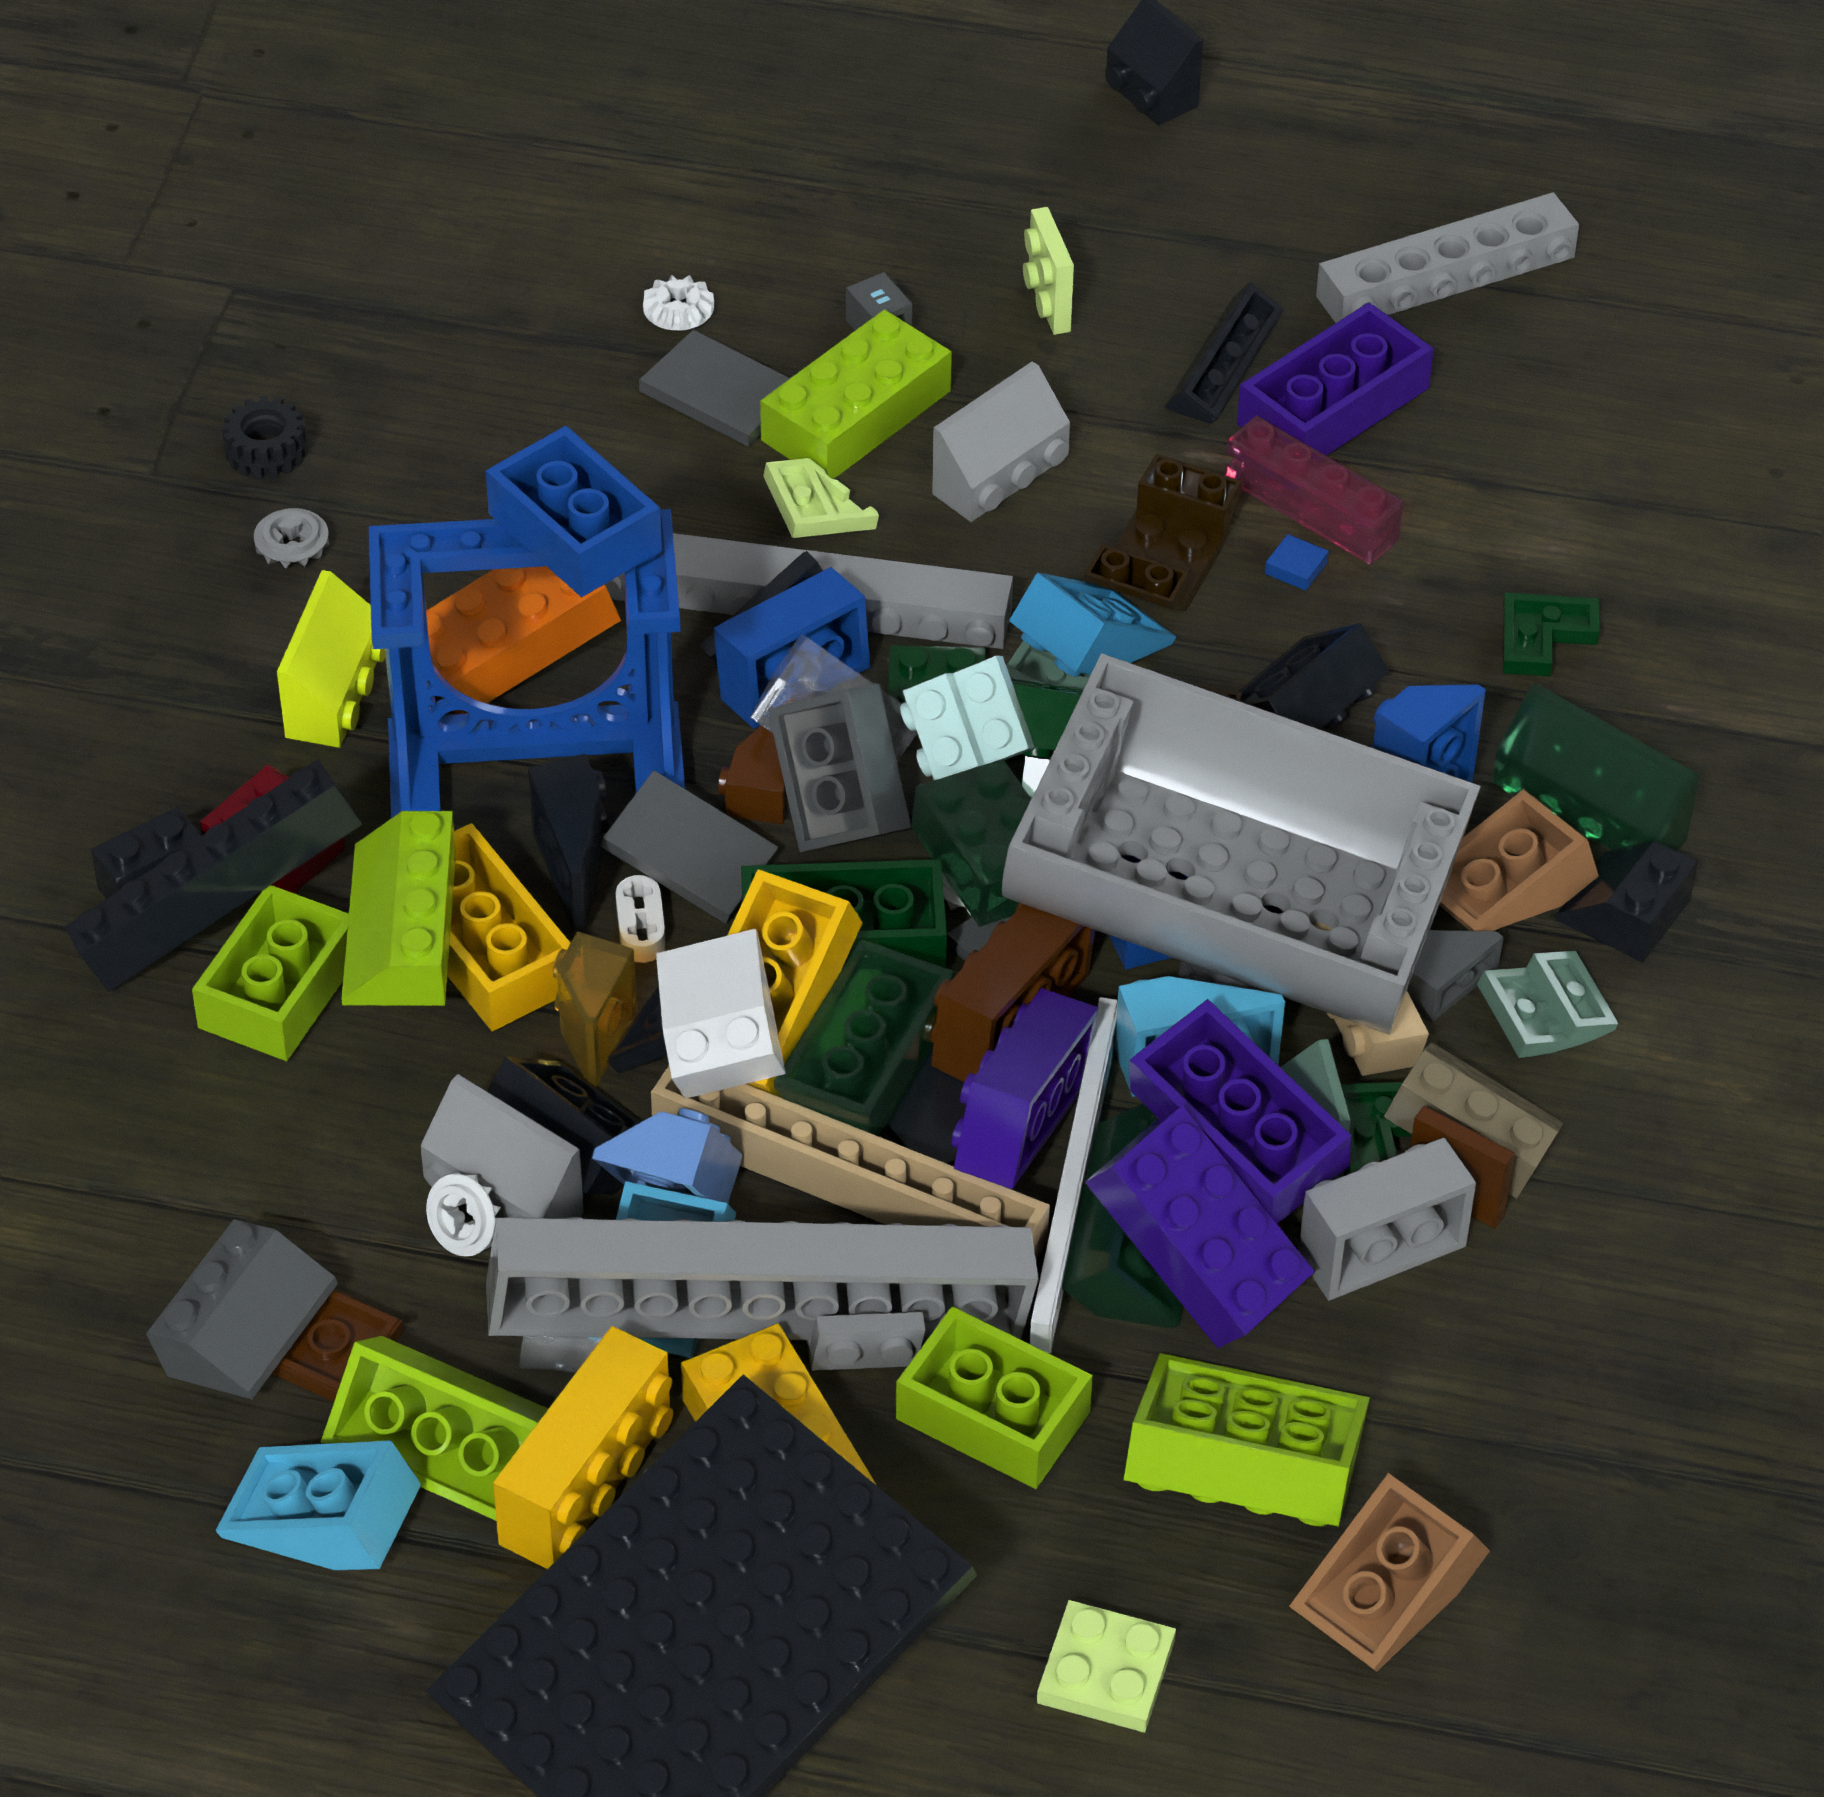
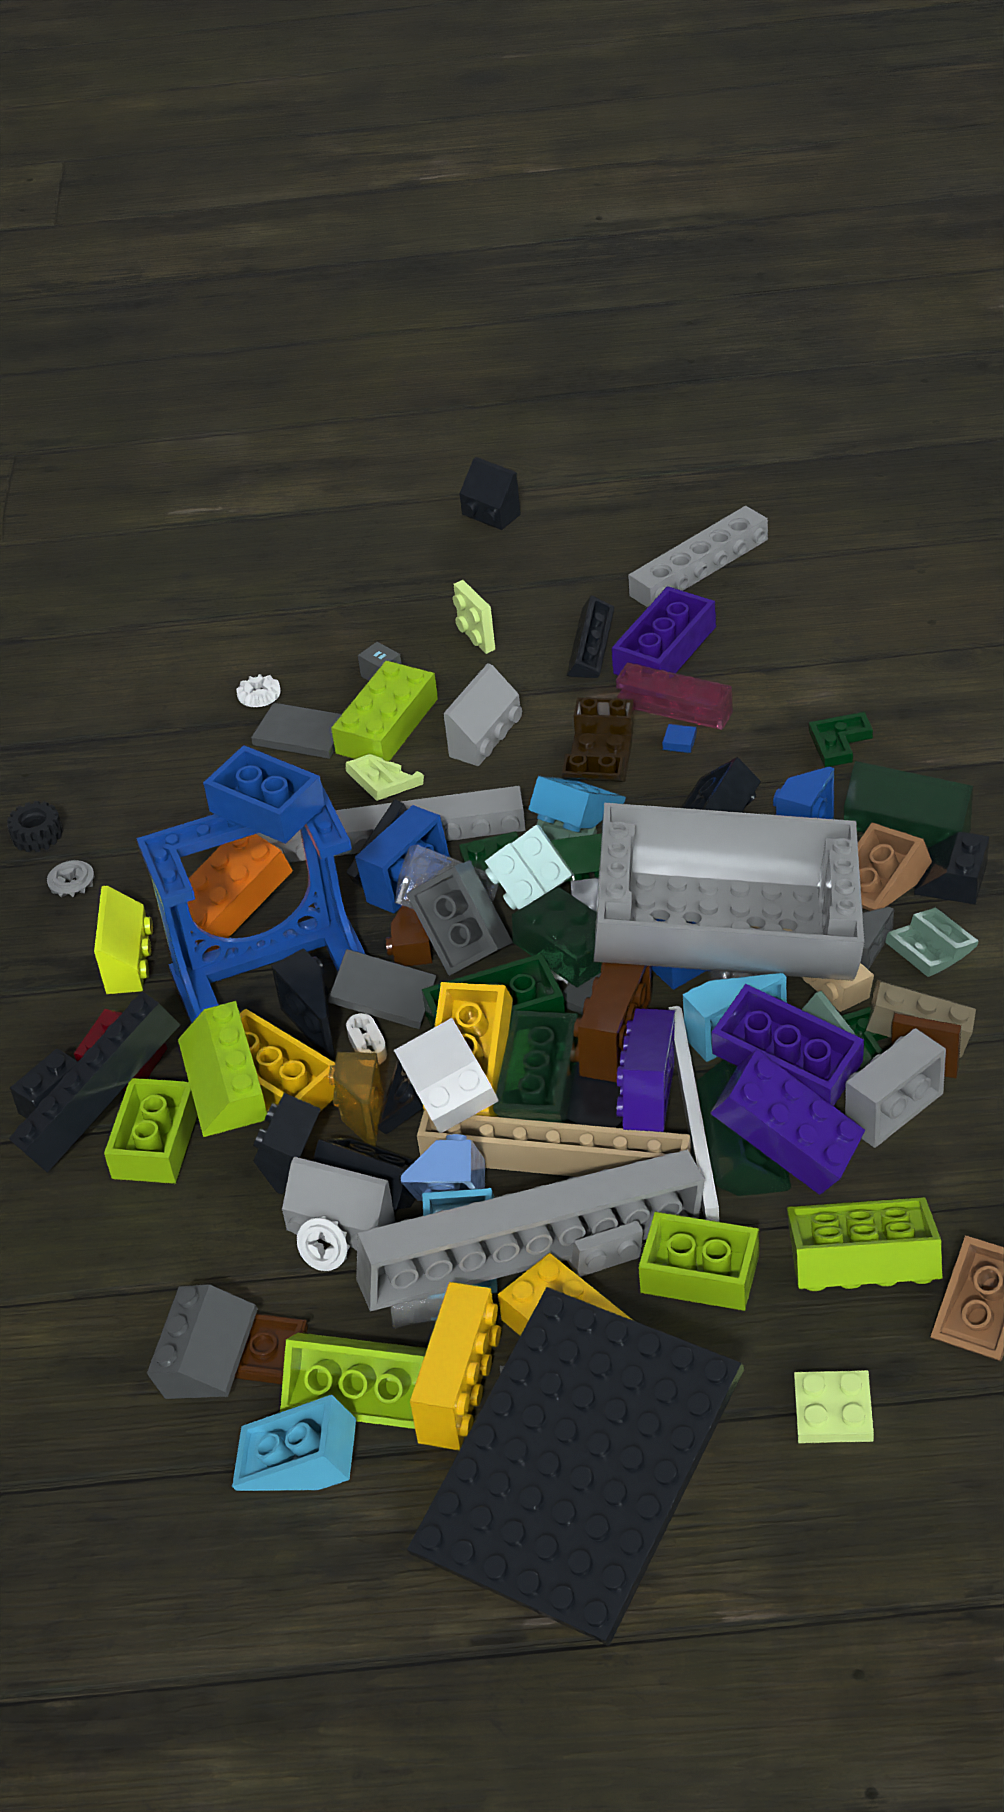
camera: 10 degrees left, 5 degrees down
(458, 1040) = (284, 1138): none -> black slope

